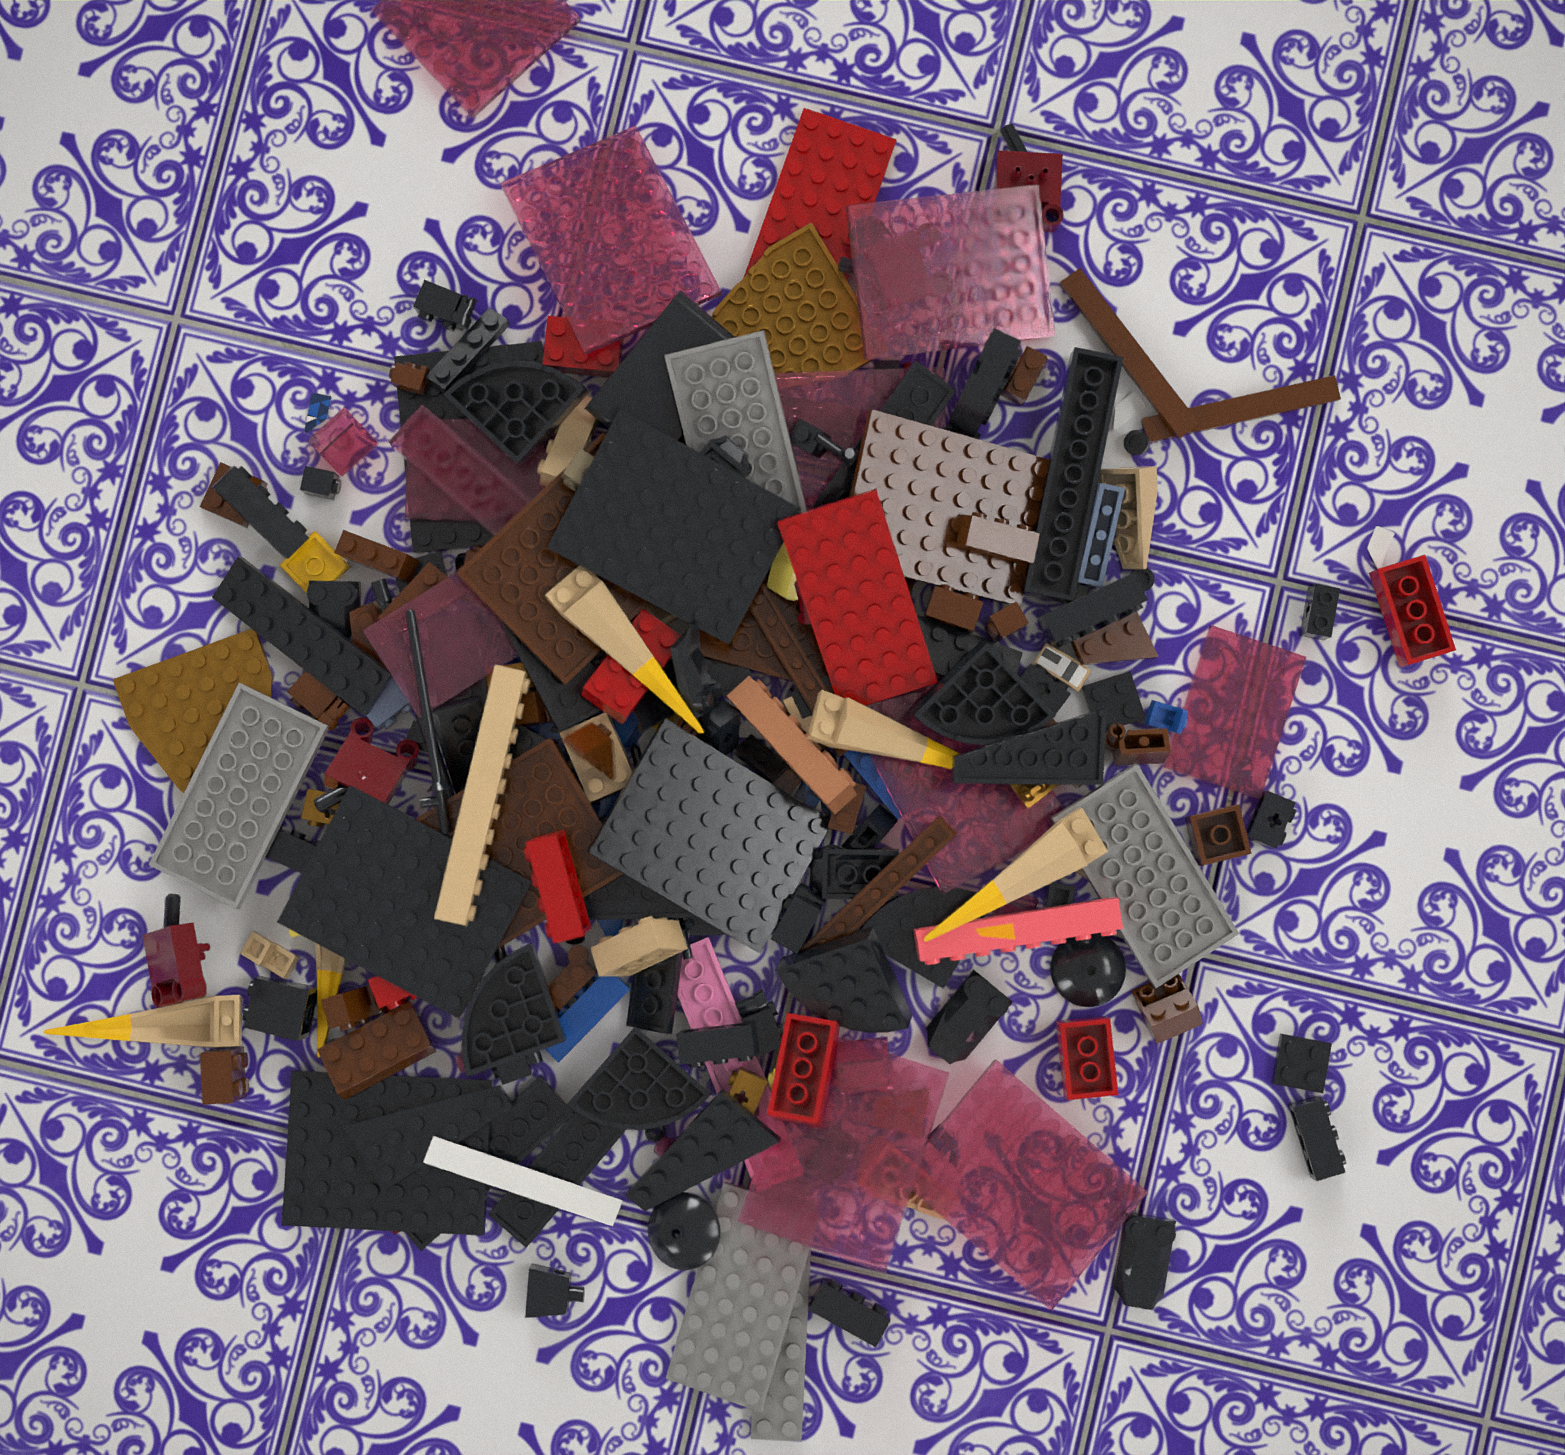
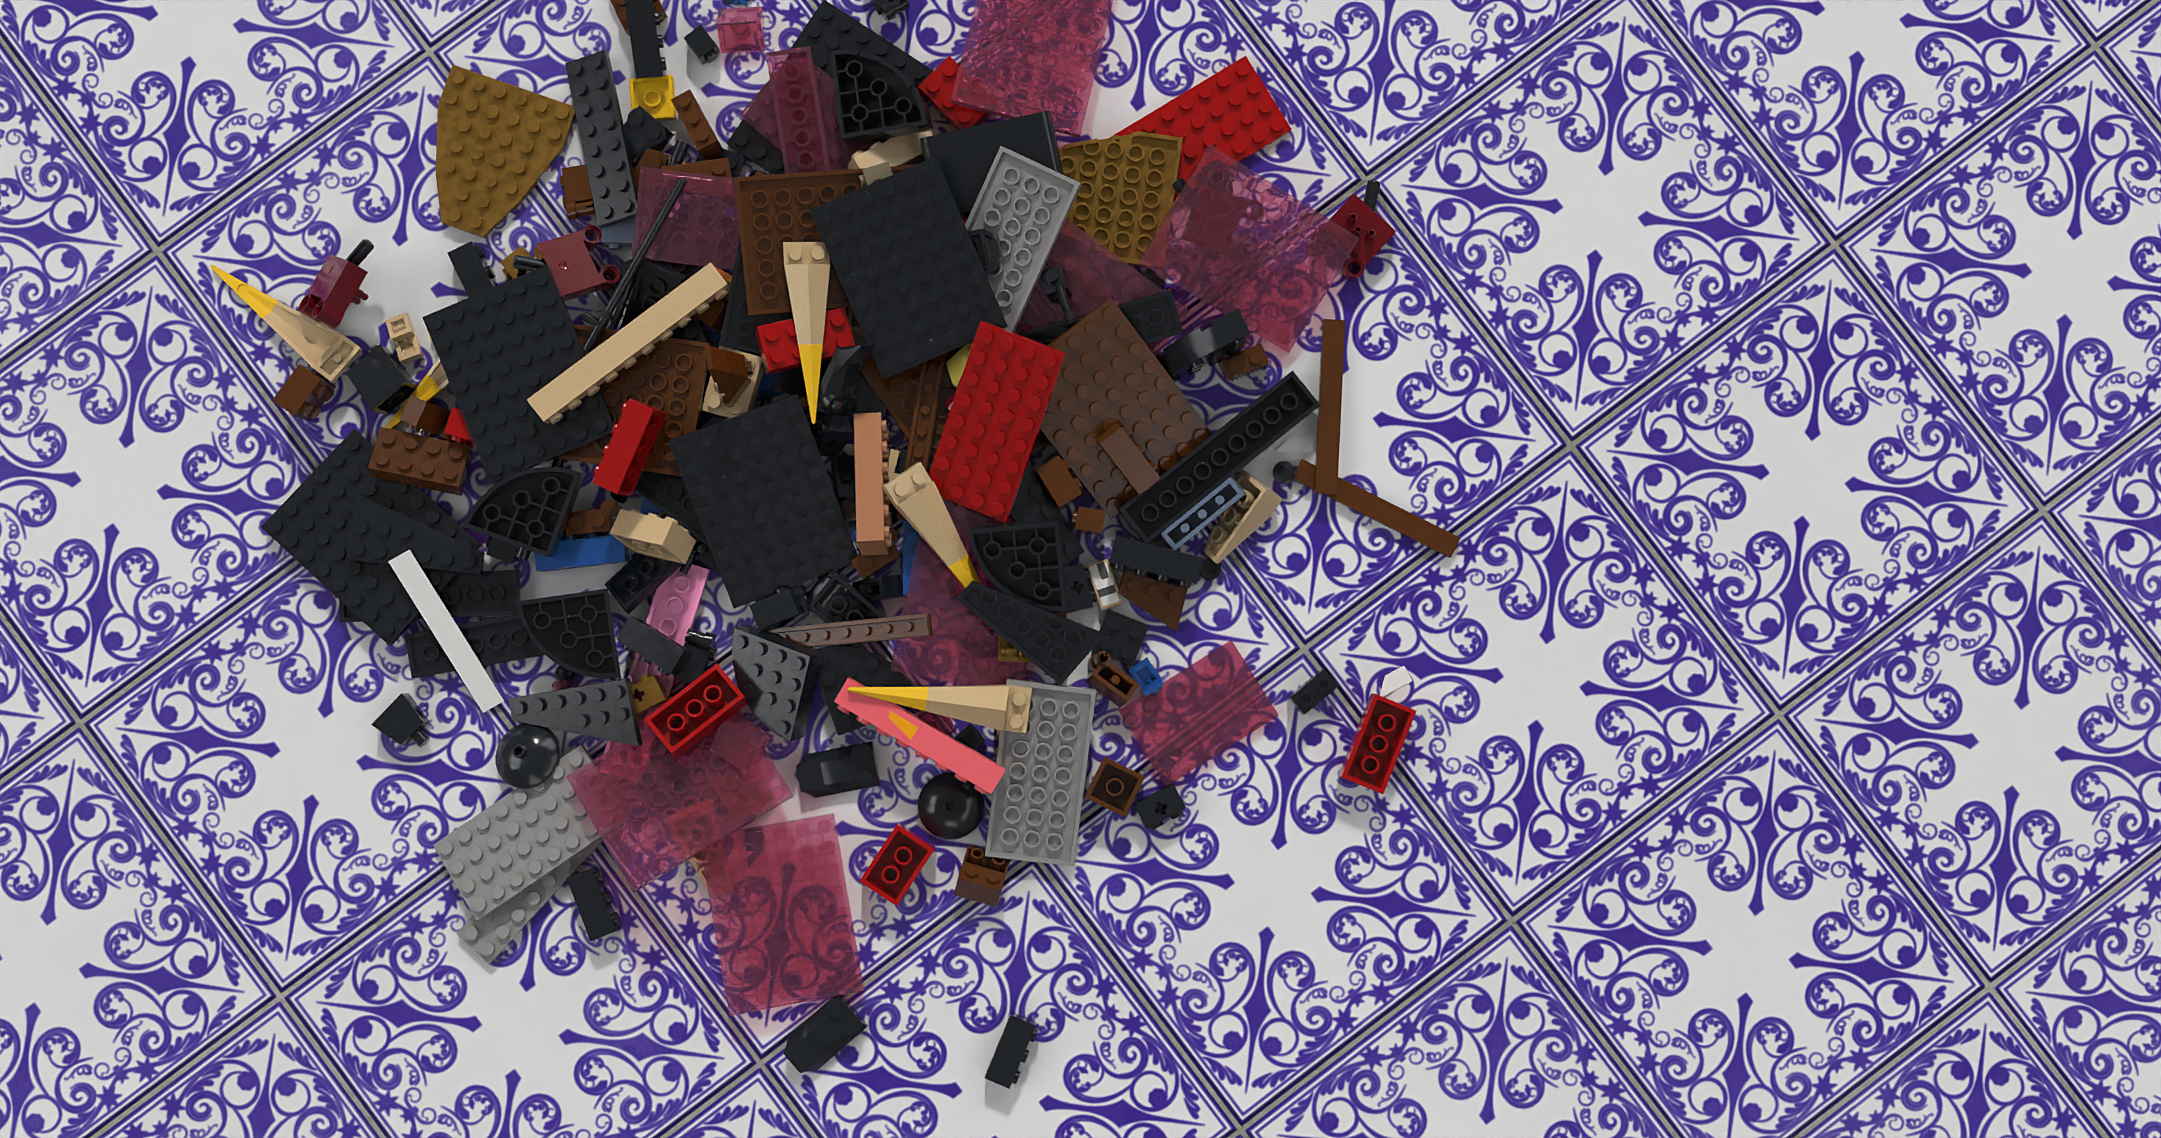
camera: 35 degrees right, 0 degrees up
(239, 796) = (470, 212): light grey plate -> none
(409, 377) = (821, 22): reddish brown brick -> none
(467, 350) = (876, 35): black plate -> none
(1301, 1063) = (1043, 990): black plate -> none

